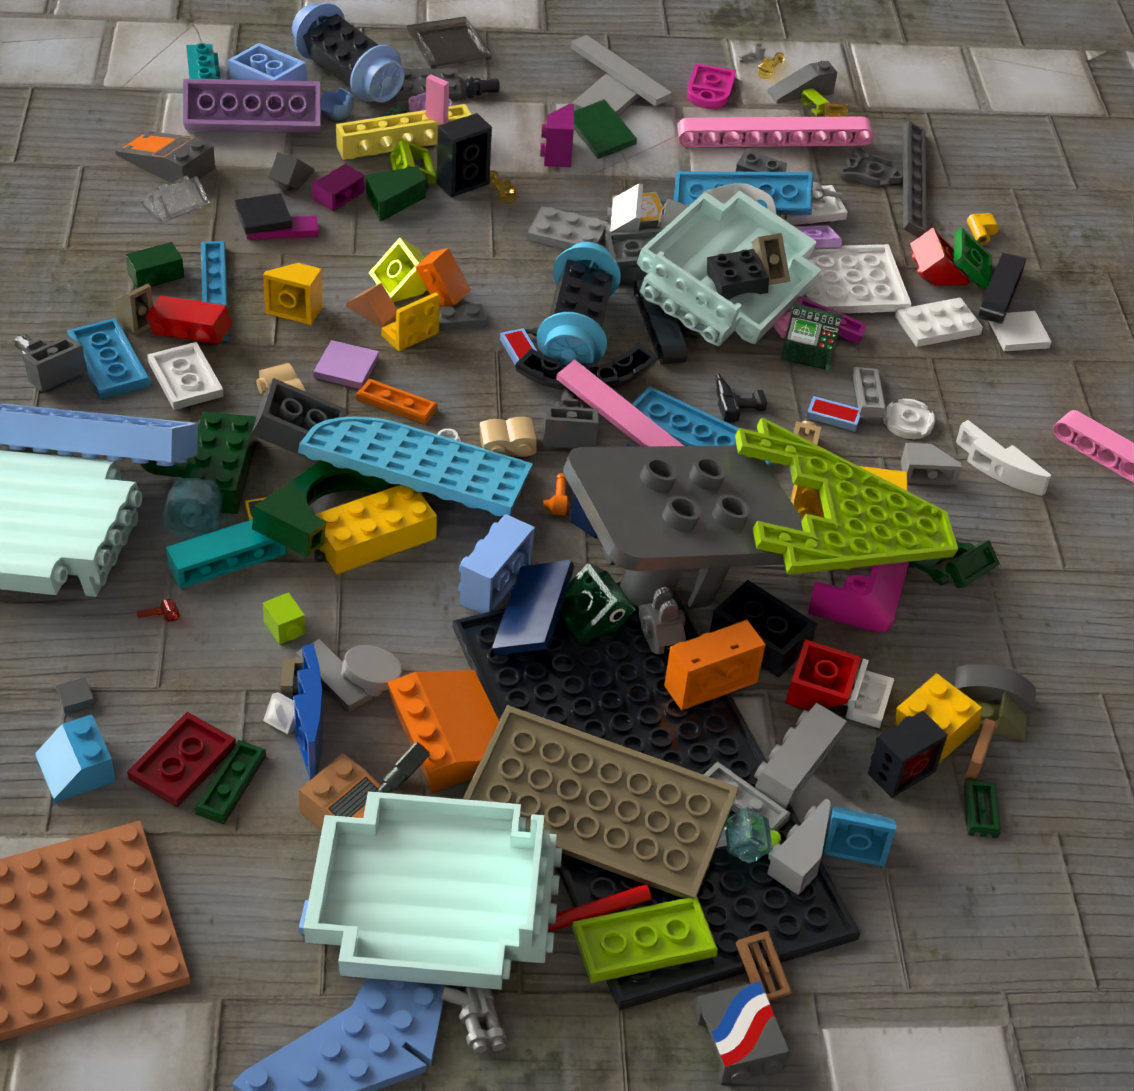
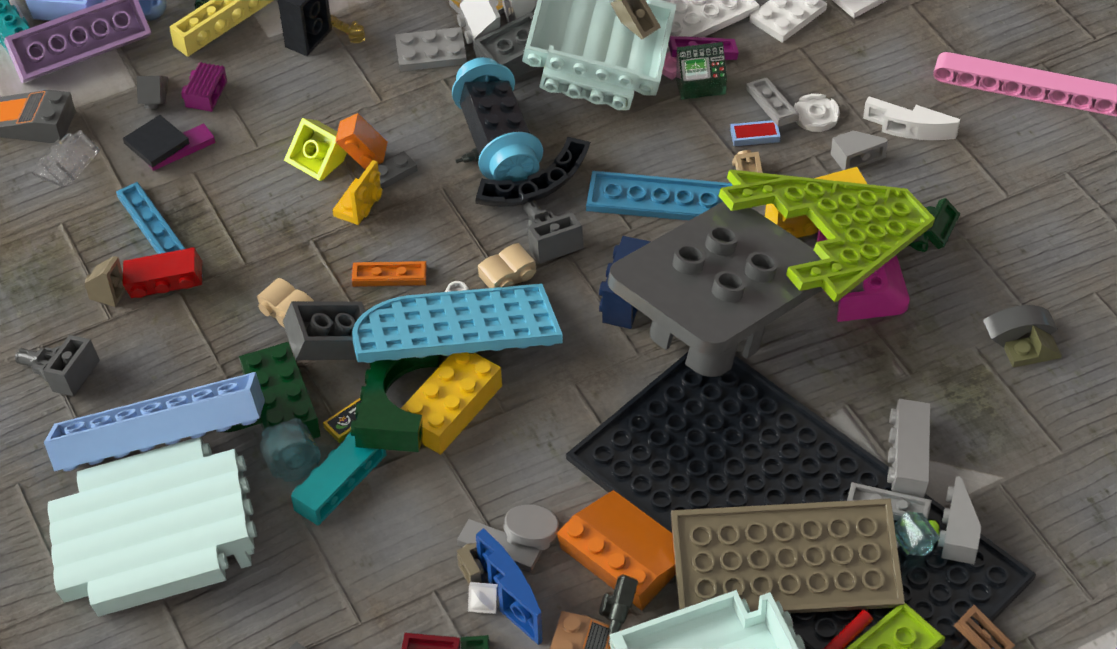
camera: 20 degrees left, 5 degrees up
(110, 358) = (116, 341): dark azure tile -> none
(155, 265) = (92, 232): dark green brick -> none
(167, 609) = (323, 548): clear red hand -> none
(185, 375) = (191, 327): white plate -> none
(284, 618) = (428, 514): lime brick -> none
(293, 292) = (239, 208): yellow slope -> none
(346, 364) = (323, 257): lavender tile -> none
(374, 305) = (311, 189): nougat slope -> none
(395, 190) = (257, 70): dark green slope -> none
(406, 152) = (249, 42): lime tile -> none
(494, 564) = (575, 390): light blue brick -> none
(516, 343) = (460, 179): tile -> none
(533, 607) = (630, 414): dark blue tile -> none
(558, 503) = (586, 310): orange piece -> none
(594, 604) = (673, 390): clear green slope -> none
(614, 407) = (591, 207): bright pink tile -> none
(662, 329) = (568, 111): black beam -> none
(662, 621) = (743, 382): dark grey hinge -> none
(714, 664) = (804, 401): orange piece -> none
(730, 403) = (667, 158): black piece -> none
(738, 273) = (614, 38): black brick -> none
(774, 621) = (817, 351): black brick -> none
(822, 677) = (888, 374): red slope -> none
(859, 836) = (996, 492): dark azure slope -> none
(869, 696) = (929, 374): white bracket -> none
(907, 753) = (989, 410): black piece -> none
(946, 707) = (994, 369): yellow brick -> none
(980, 750) = (1038, 382): medium nougat tile -> none
(982, 827) = (1060, 432): dark green tile -> none

